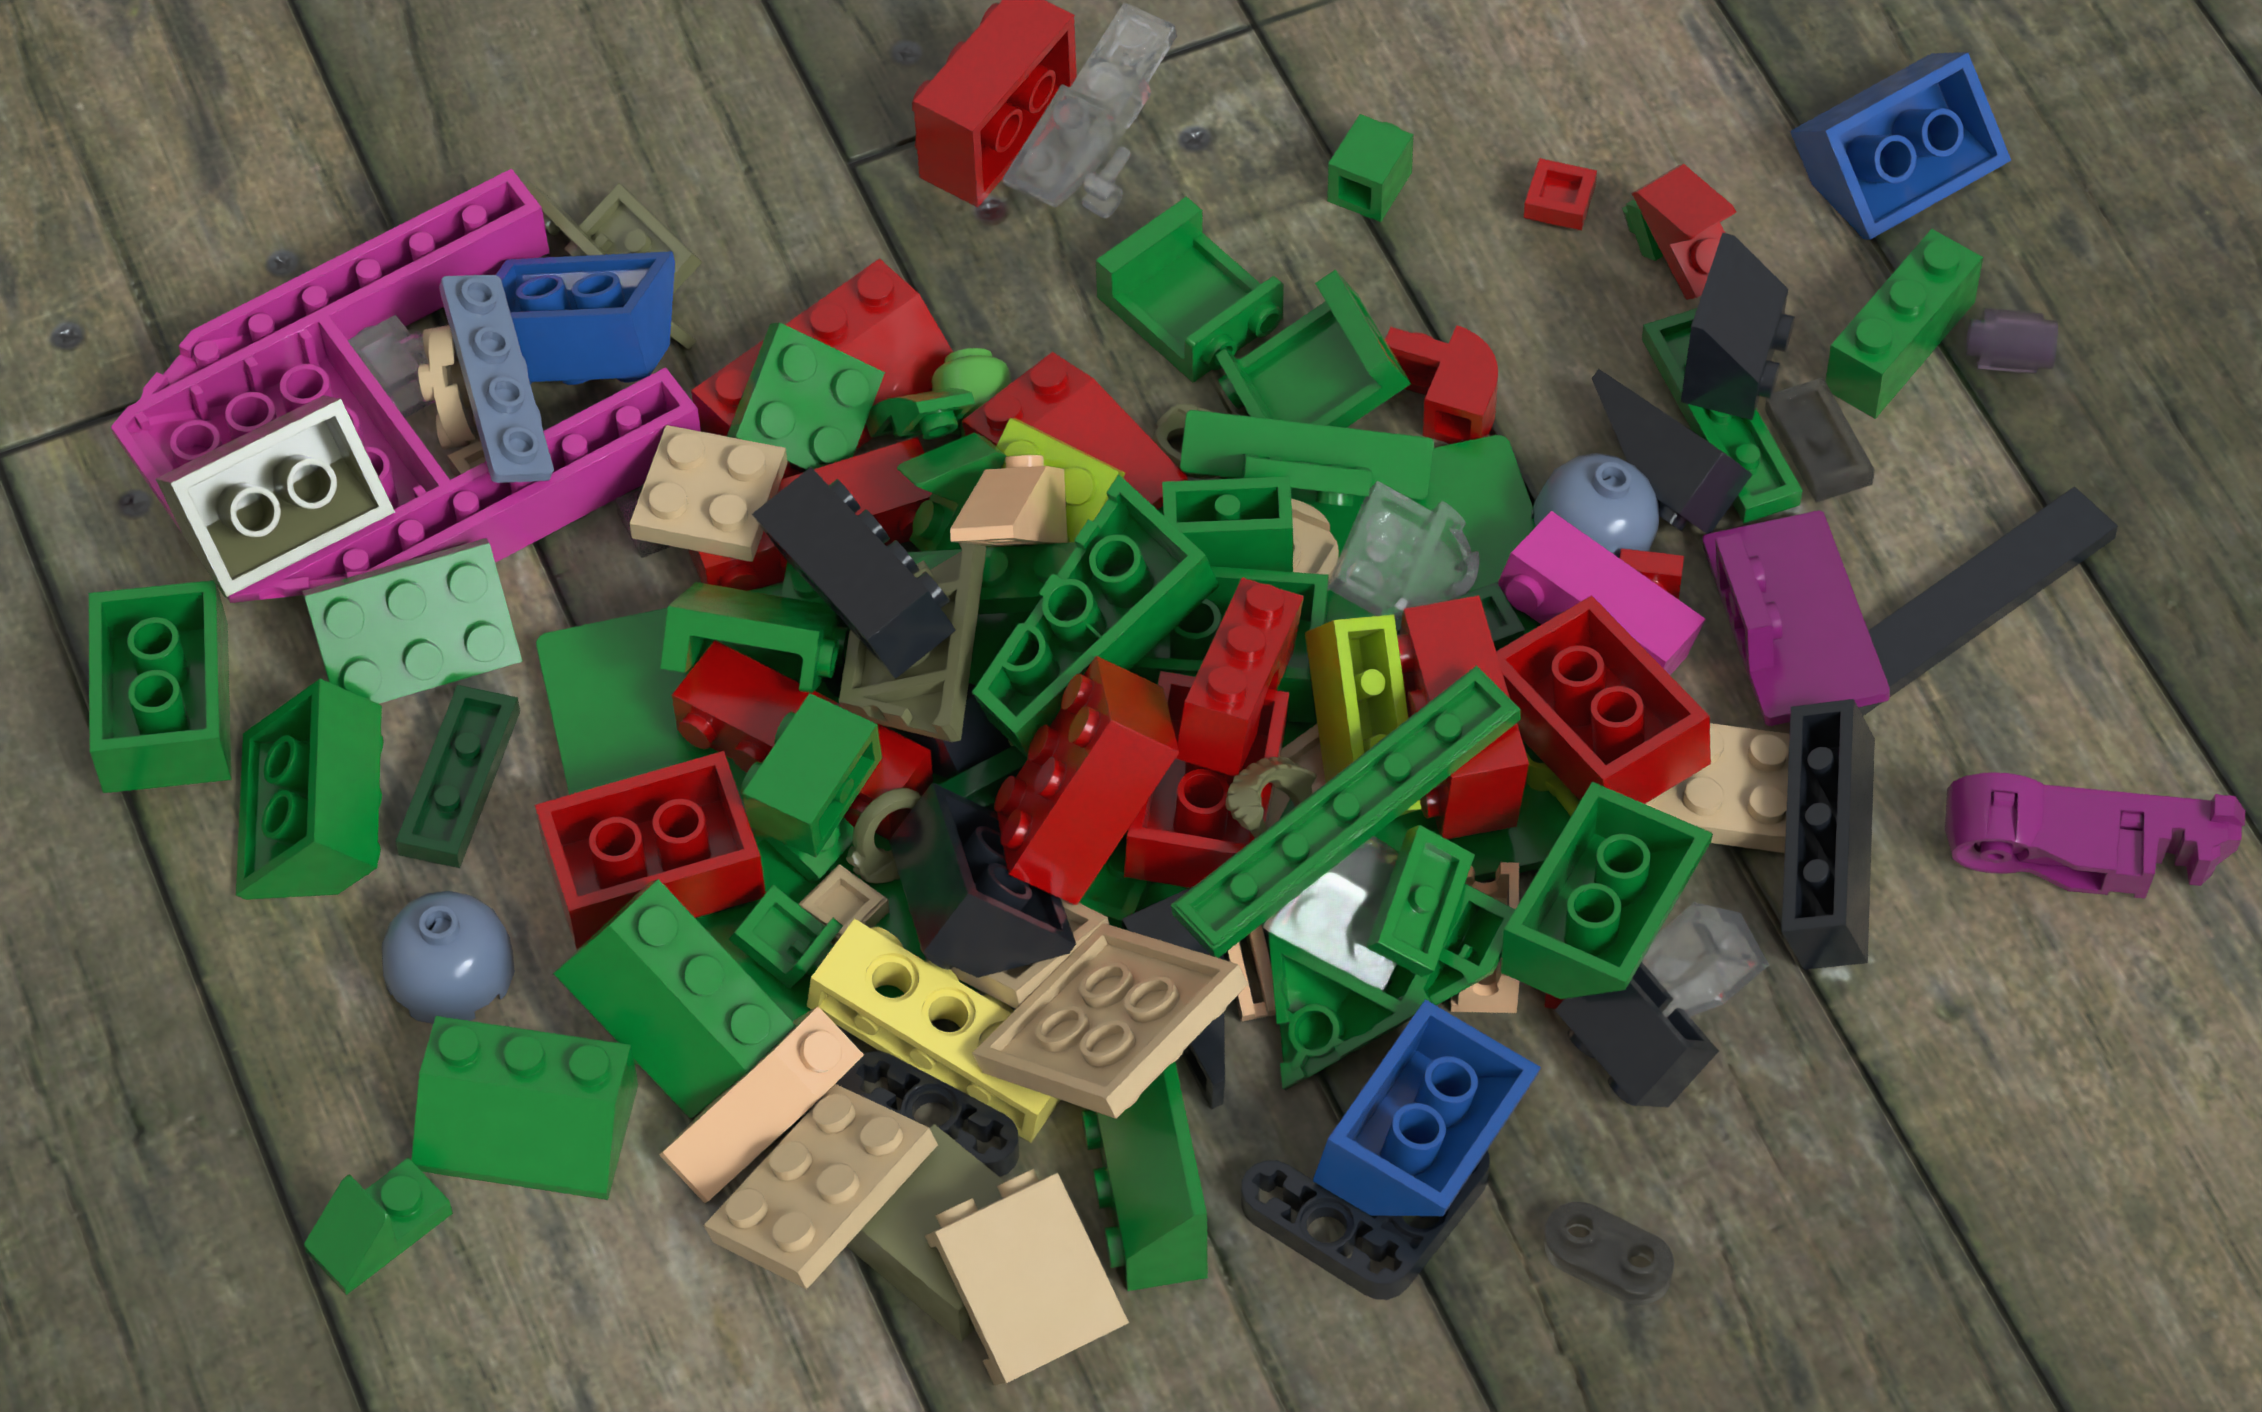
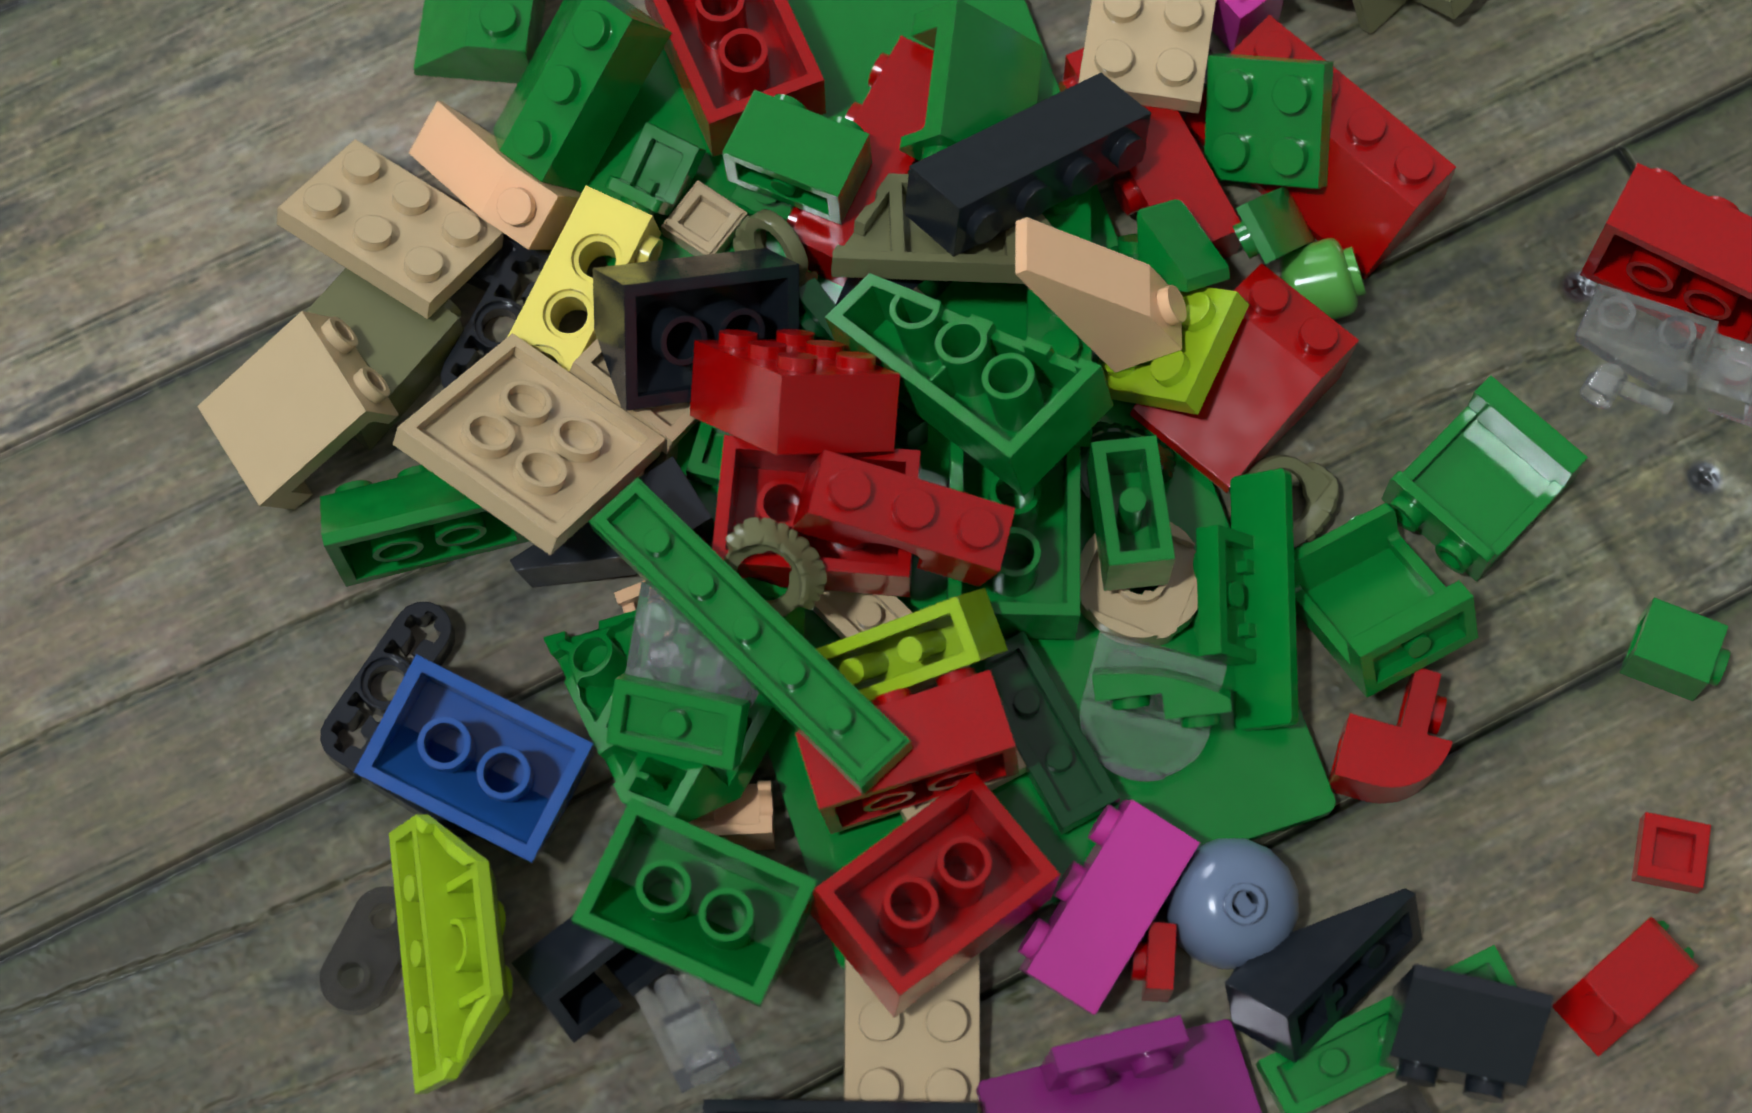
camera: 85 degrees right, 15 degrees up
(1395, 542) = (1183, 695): none -> green slope
(1626, 1143) = (448, 949): none -> lime wedge

